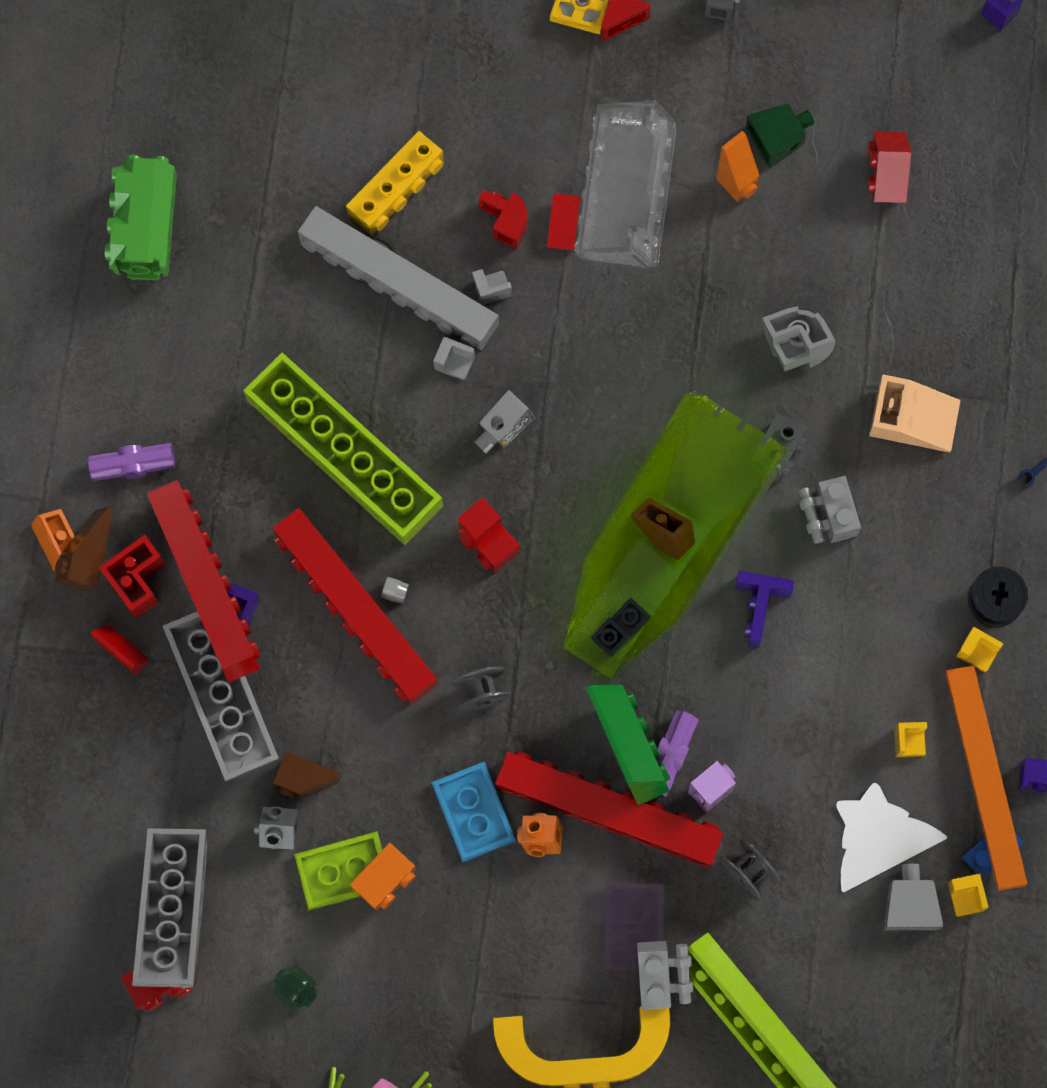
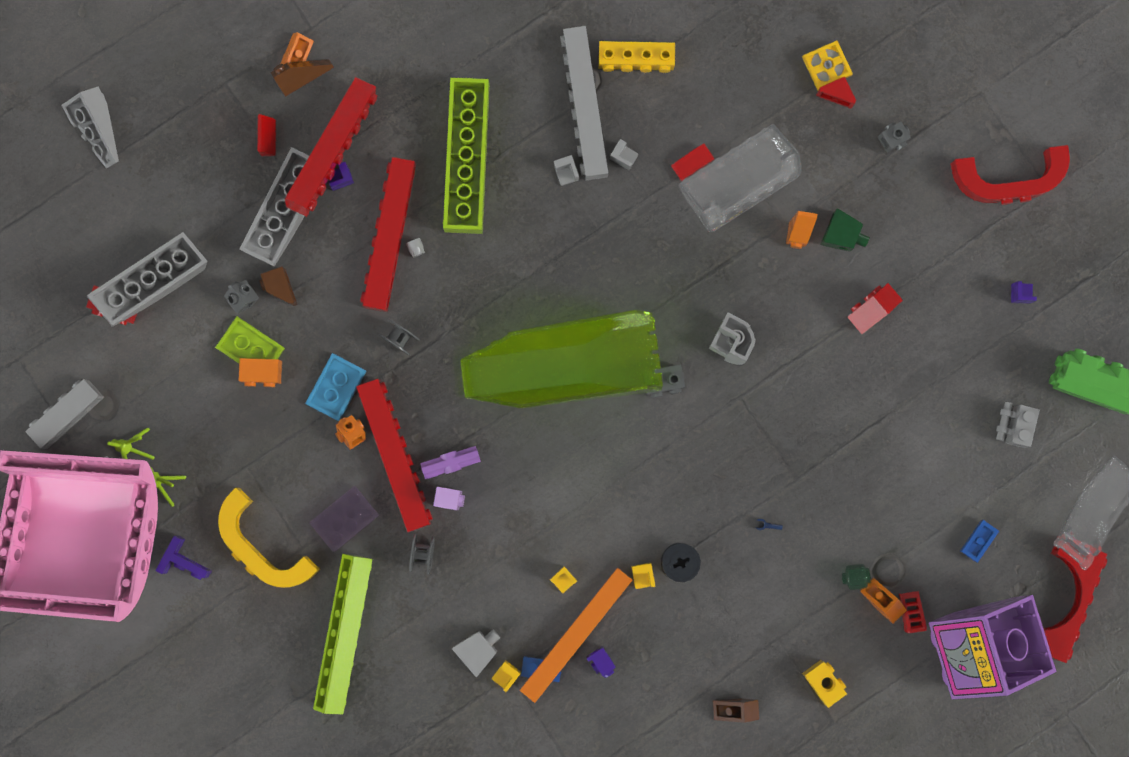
camera: 45 degrees right, 10 degrees up
(129, 570) = (305, 105): red brick -> none
(131, 462) = (367, 54): medium lavender piece -> none
(295, 988) = (169, 375): clear green head -> none
(483, 531) = (484, 270): red brick -> none
(507, 411) = (560, 226): light grey torso -> none
(511, 216) = (668, 135): red brick -> none
(621, 627) = (495, 380): black slope -> none
(629, 741) = (434, 435): green slope -> none
(654, 974) = (324, 551): light grey brick -> none
(665, 528) = (566, 358): reddish brown slope -> none
(763, 586) = (570, 440): dark purple bracket -> none
(836, 508) = (655, 440): light grey brick -> none
(879, 837) = (499, 605): white sticker -> none
(914, 414) = (744, 437): light nougat slope -> none

